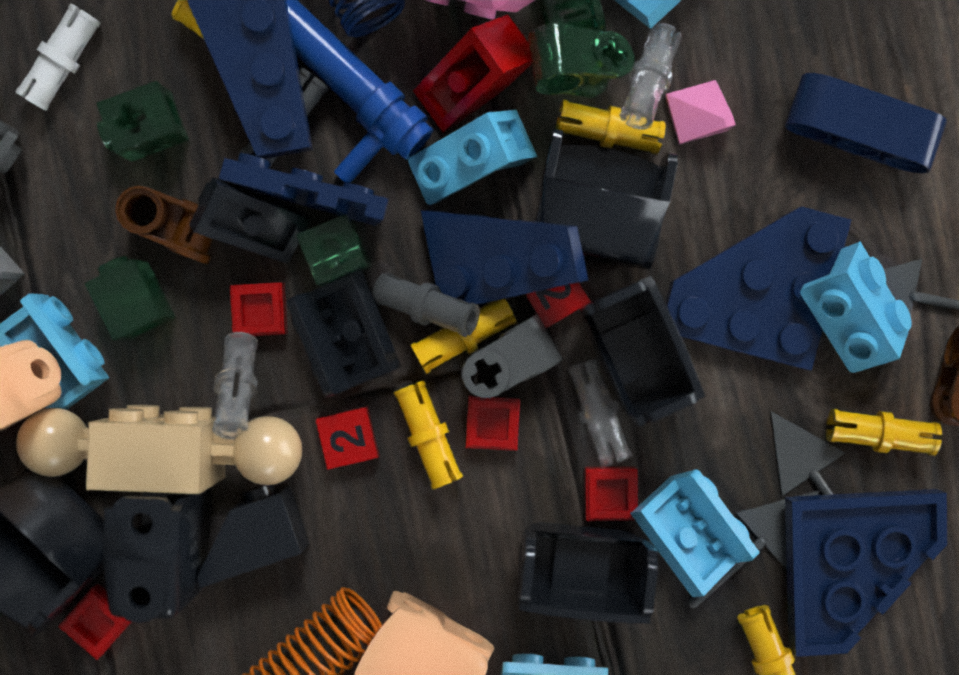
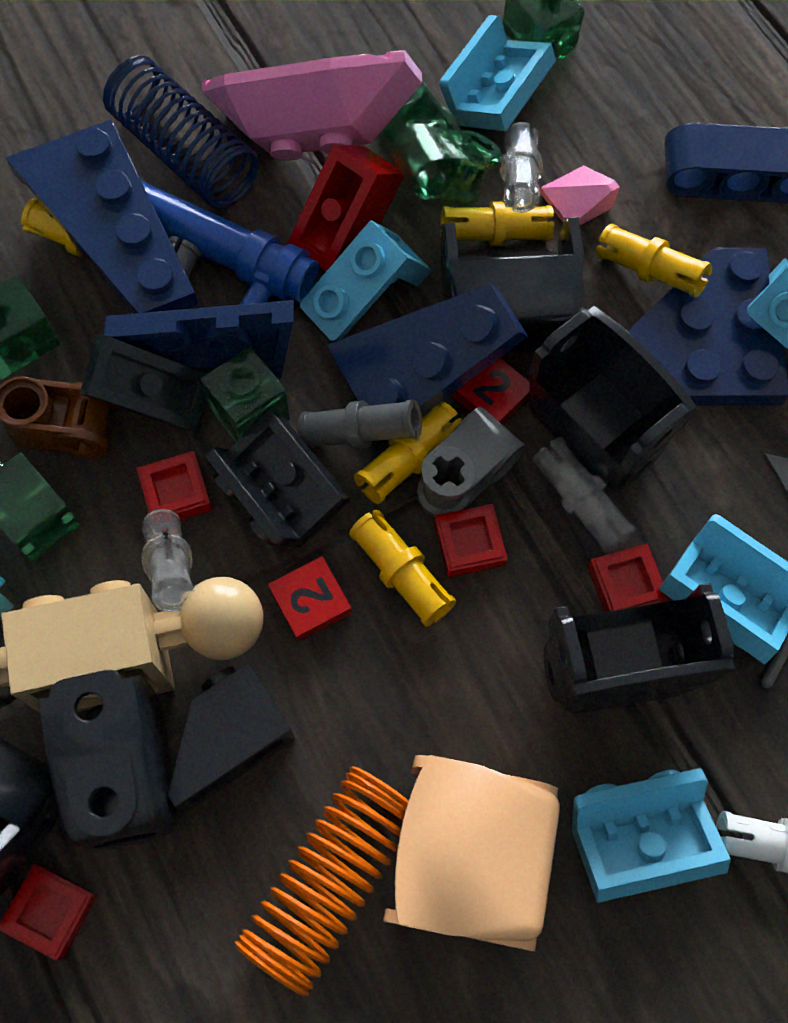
camera: 25 degrees left, 20 degrees down
(739, 208) = (654, 260): none -> yellow pin

